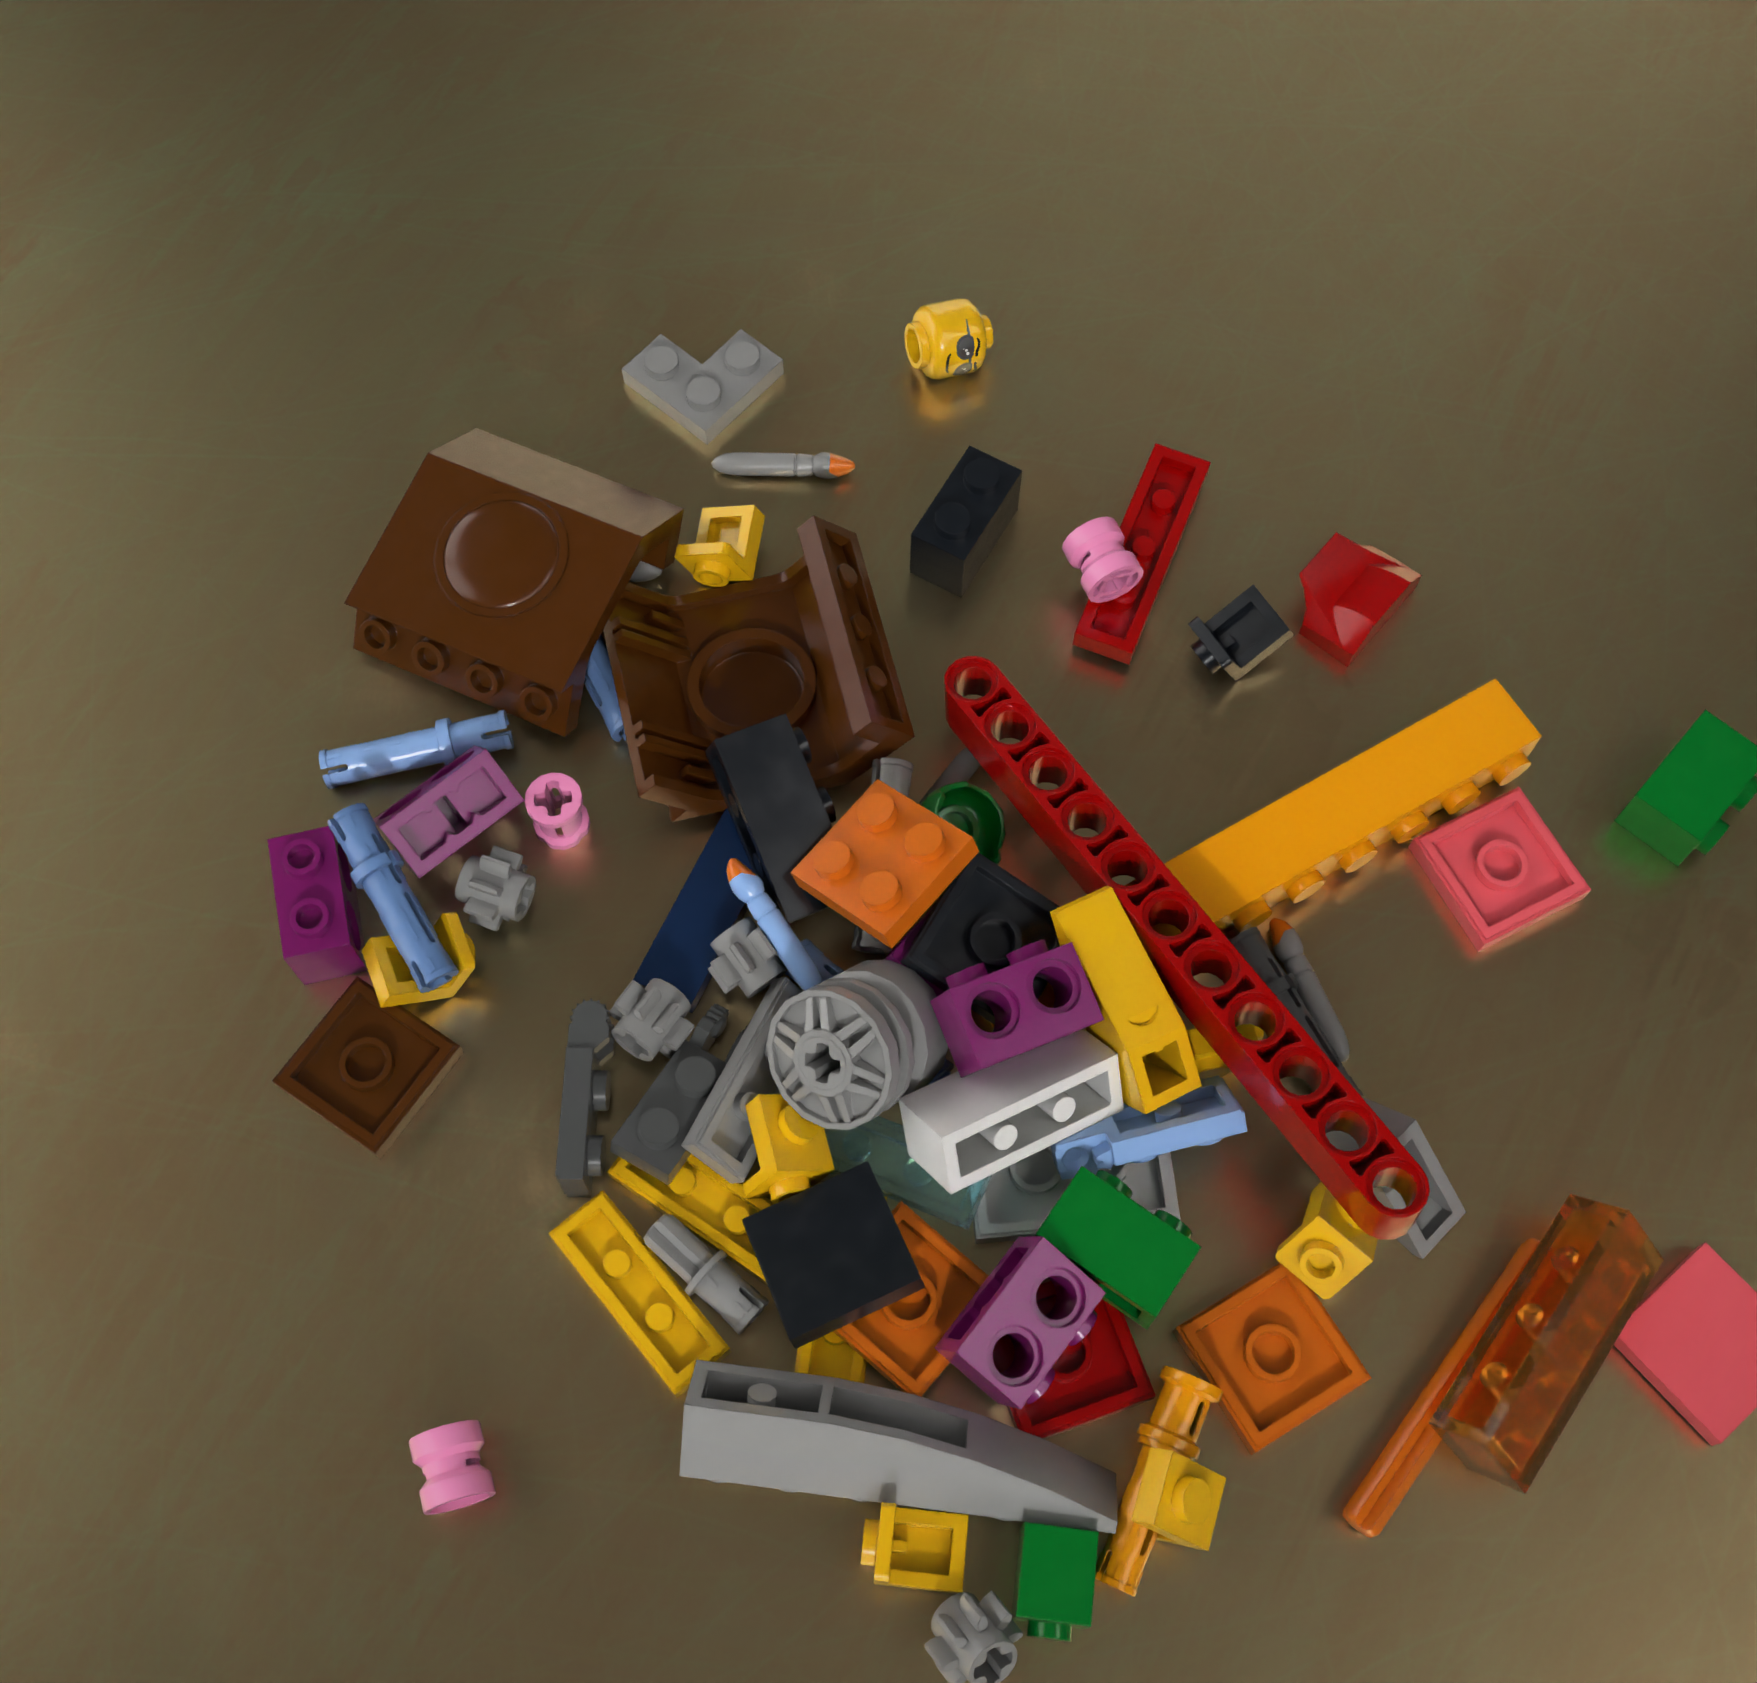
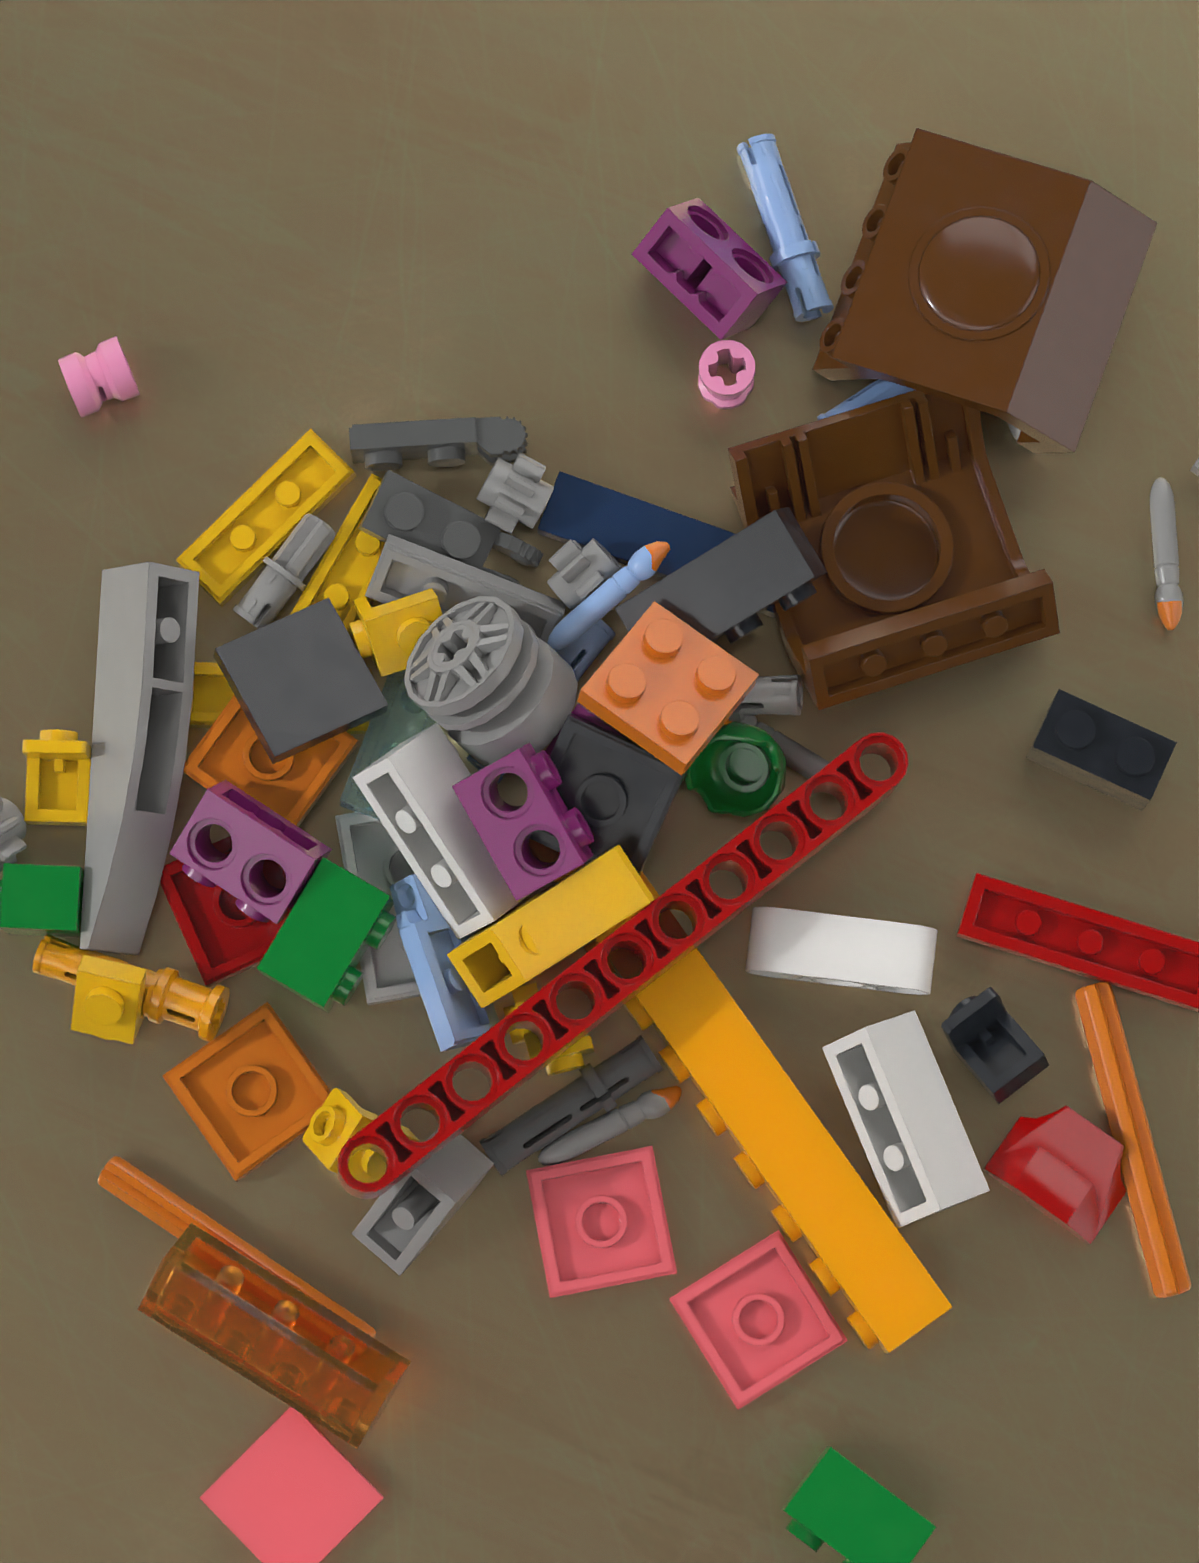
camera: 90 degrees right, 15 degrees up
(316, 906) = (605, 163): magenta brick -> none
(368, 1068) = (457, 240): reddish brown tile -> none
(380, 875) = (606, 232): medium blue pin -> none
(393, 978) = (555, 269): yellow bracket -> none
(495, 888) = (637, 327): light grey gear -> none
(724, 545) = (1046, 501): yellow bracket -> none
(1104, 563) = (1048, 893): bright pink wheel -> none
(1146, 751) = (841, 950): none -> white beam
(1309, 536) = (1131, 1129): none -> orange axle
(1312, 708) = (905, 1118): none -> white brick
(1406, 1006) = (601, 1222): none -> coral tile

